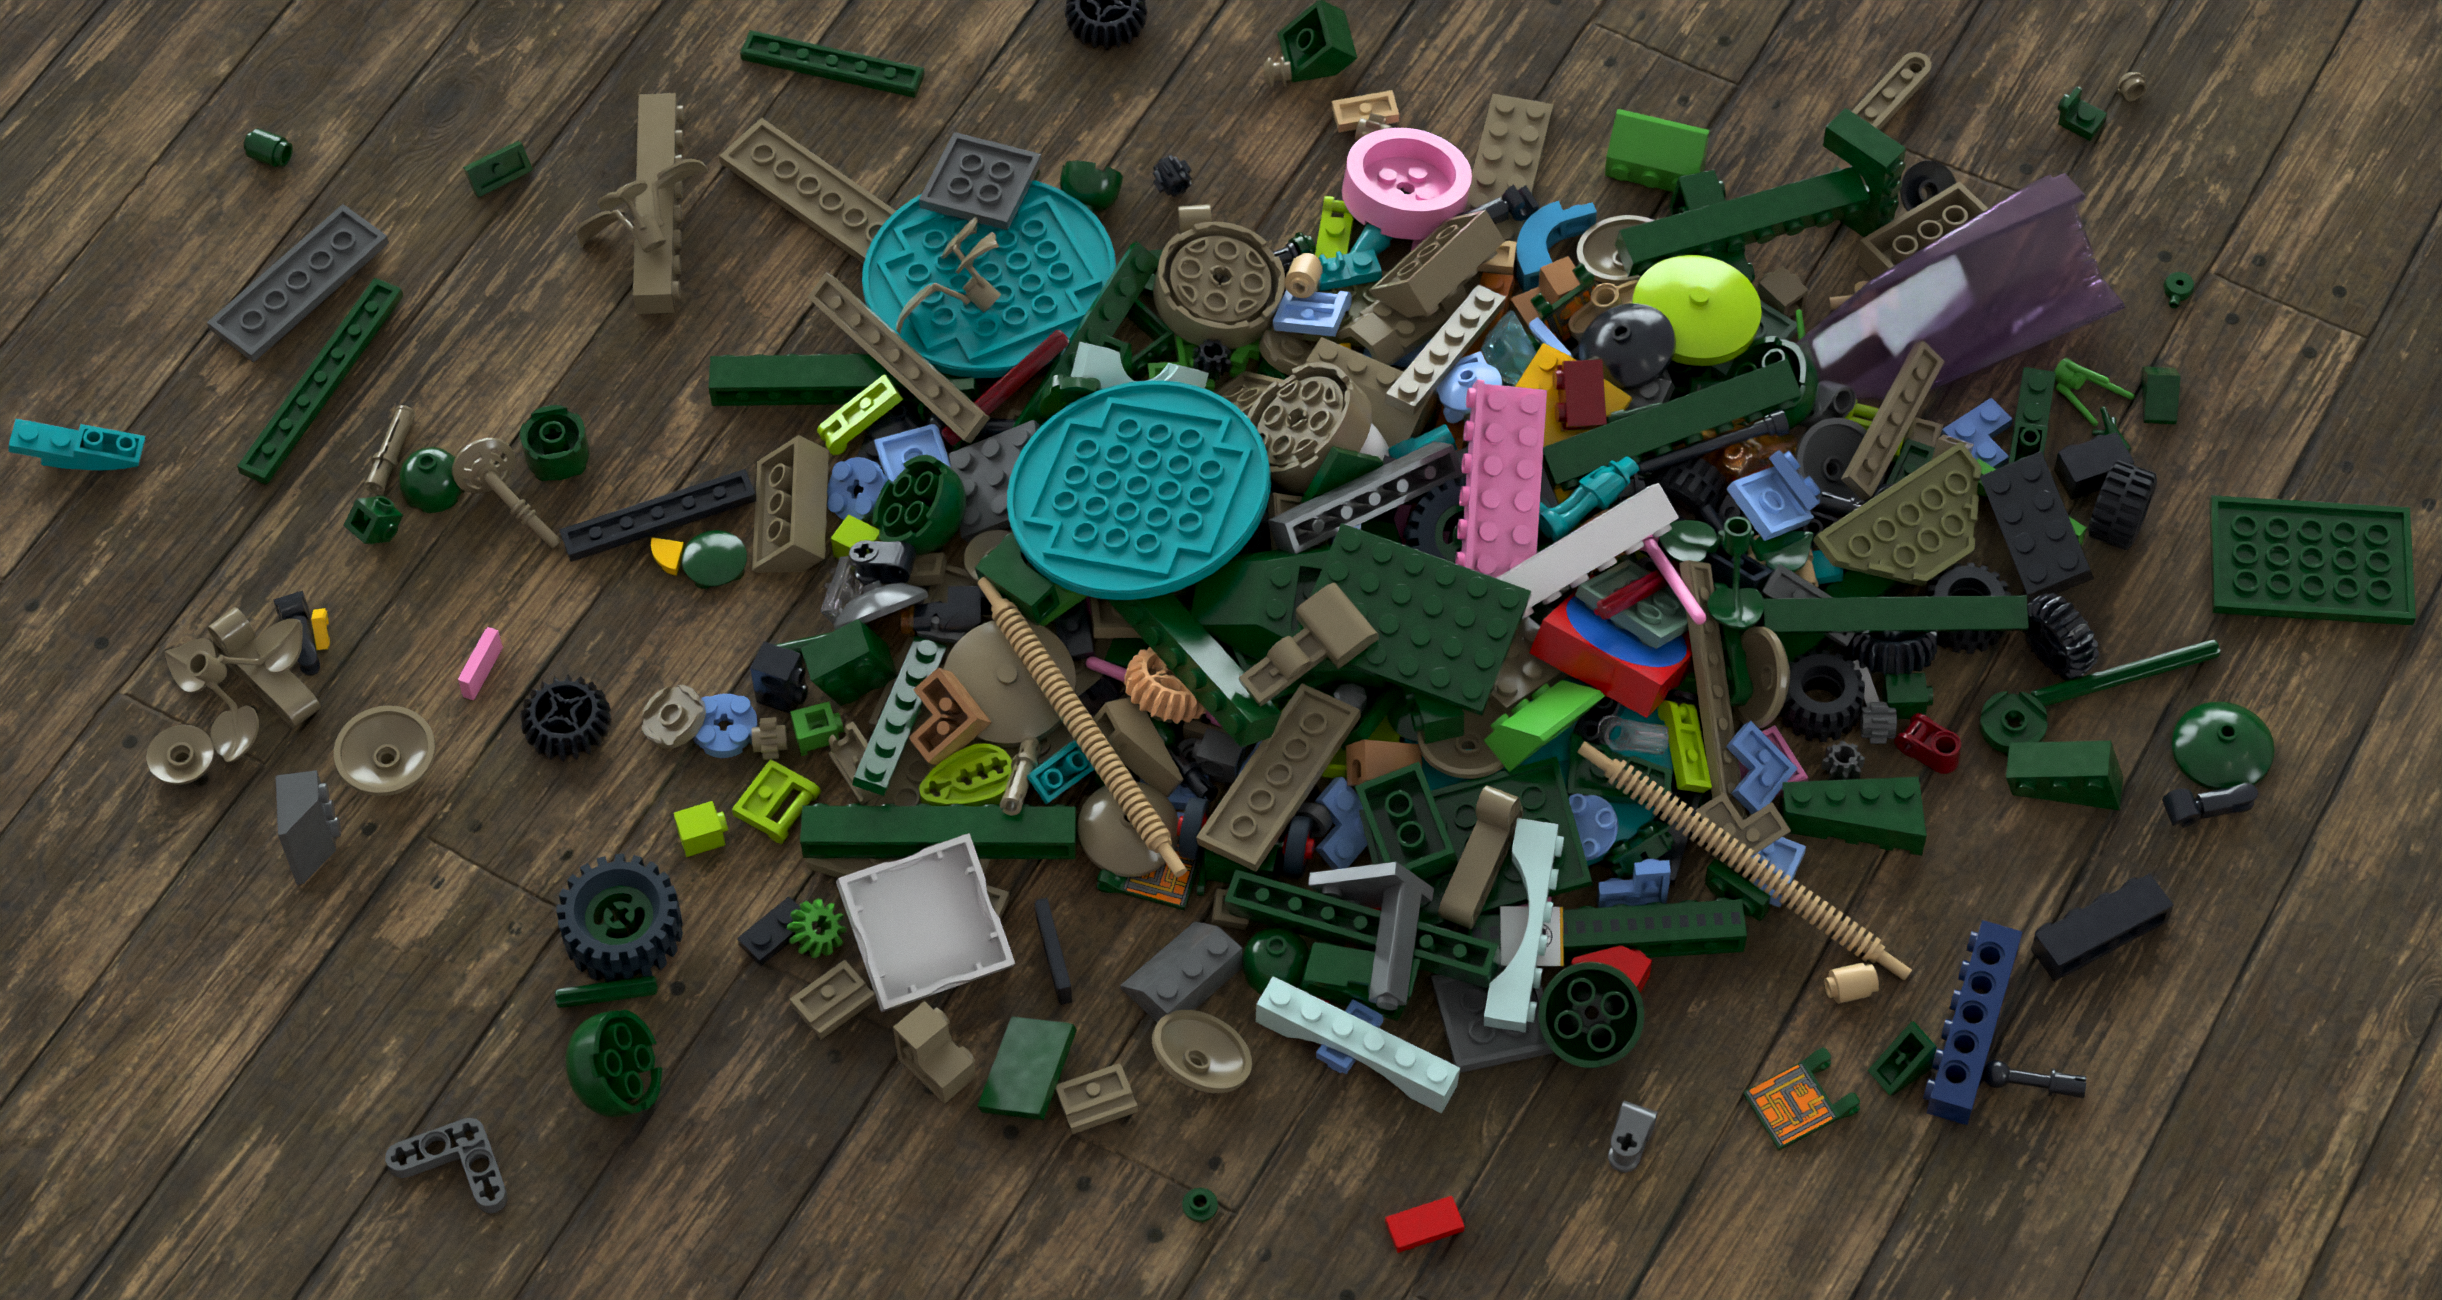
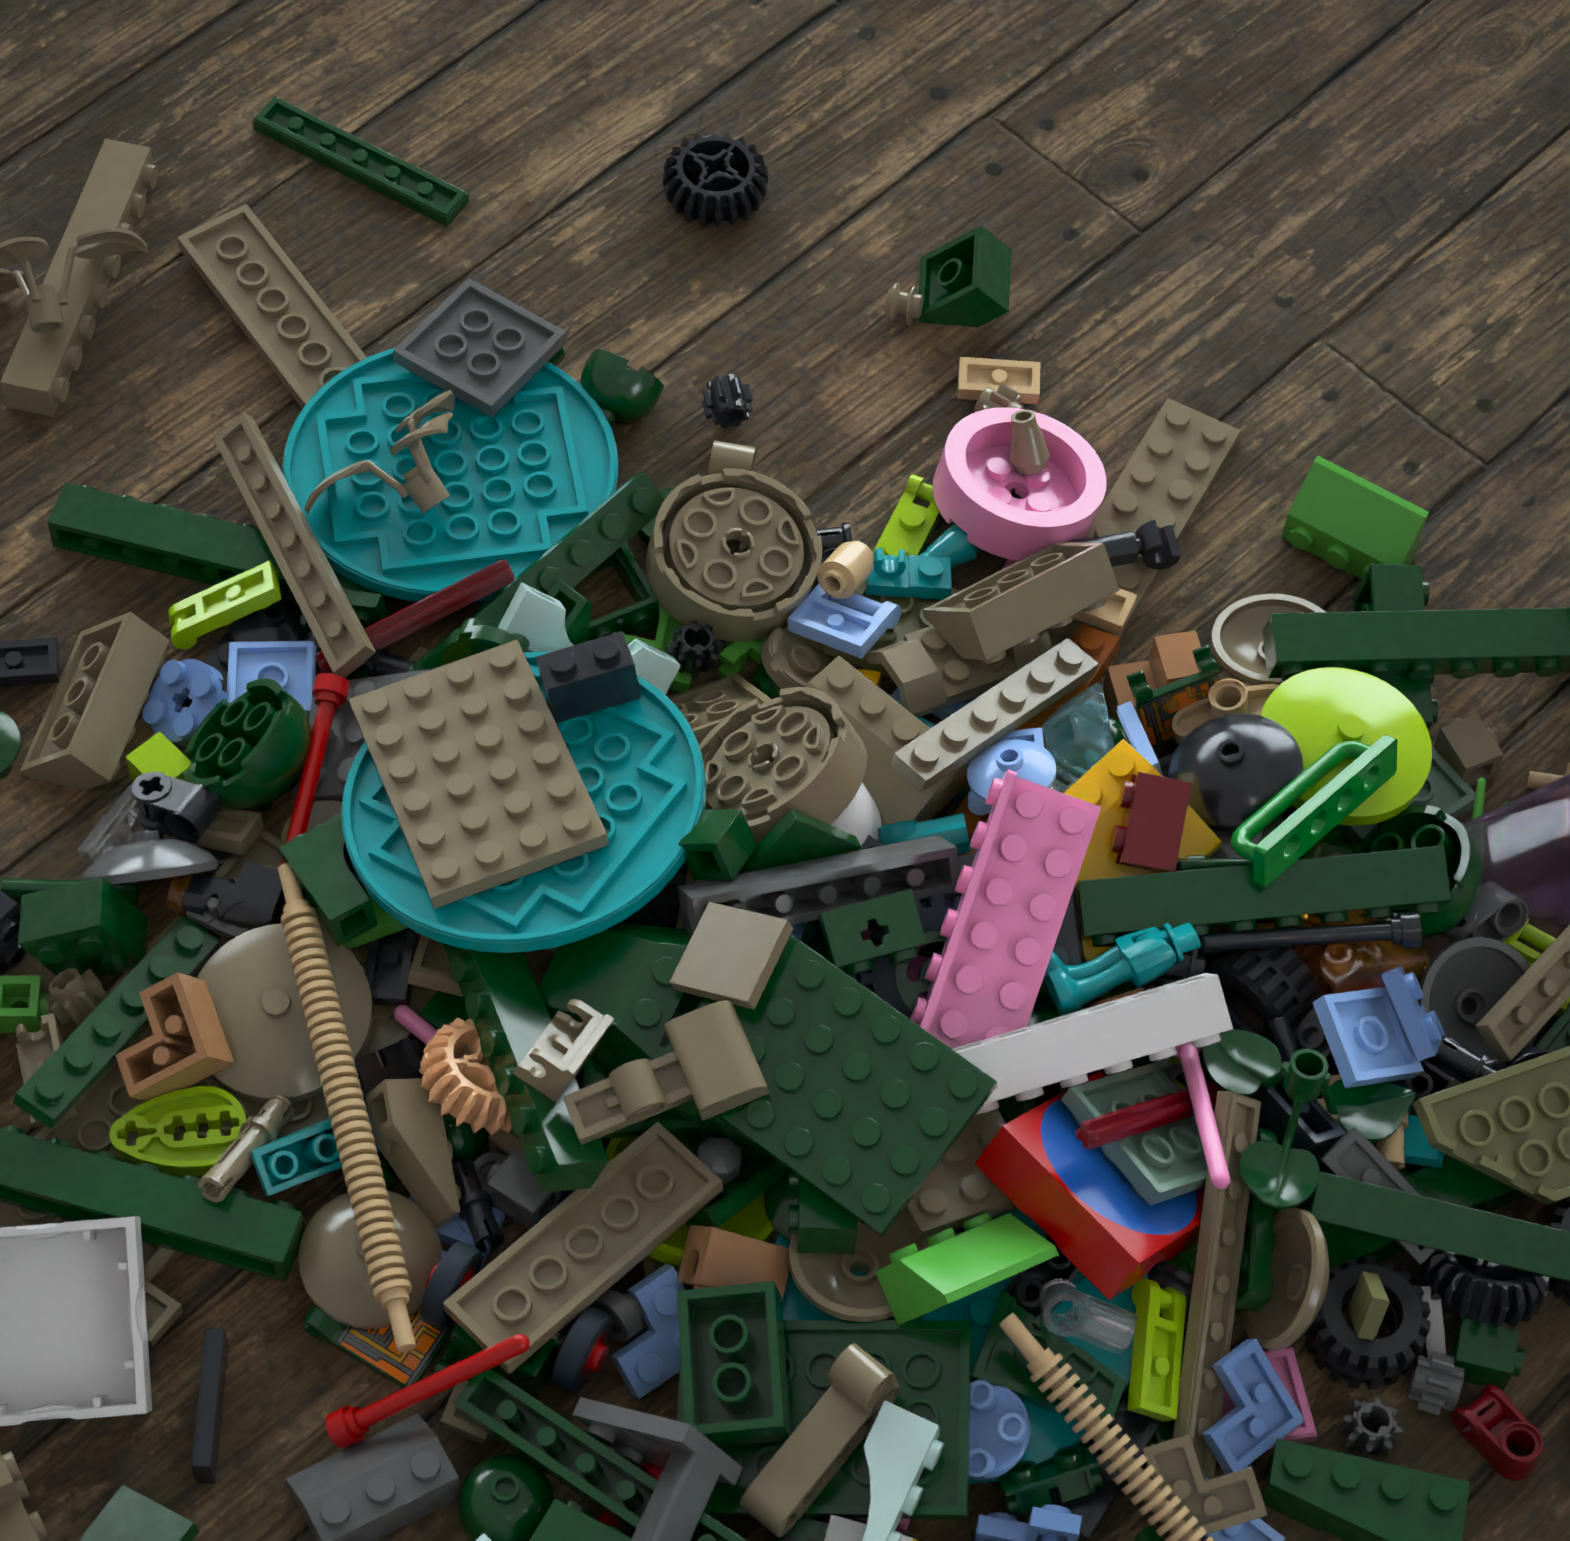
camera: 10 degrees right, 0 degrees up
(859, 708) = (74, 995): none -> dark tan gear
(967, 454) = (329, 694): none -> red piece
(1100, 478) = (477, 773): none -> dark tan plate
(1153, 938) = (350, 1424): none -> red piece
(1158, 393) = (588, 677): none -> black brick
(1226, 648) = (563, 1049): none -> dark tan hinge
(1288, 484) = (718, 845): none -> dark green brick
(1303, 243) = (864, 529): dark green plate -> none
(1325, 553) = (731, 955): none -> dark tan tile
(1405, 154) = (1027, 444): none -> dark tan cone
(1427, 501) = (893, 913): none -> dark green brick
(1544, 230) = (1177, 589): dark azure arch -> none
(1696, 358) = (1321, 813): none -> green piece
(1819, 681) = (1368, 1305): none -> olive tile

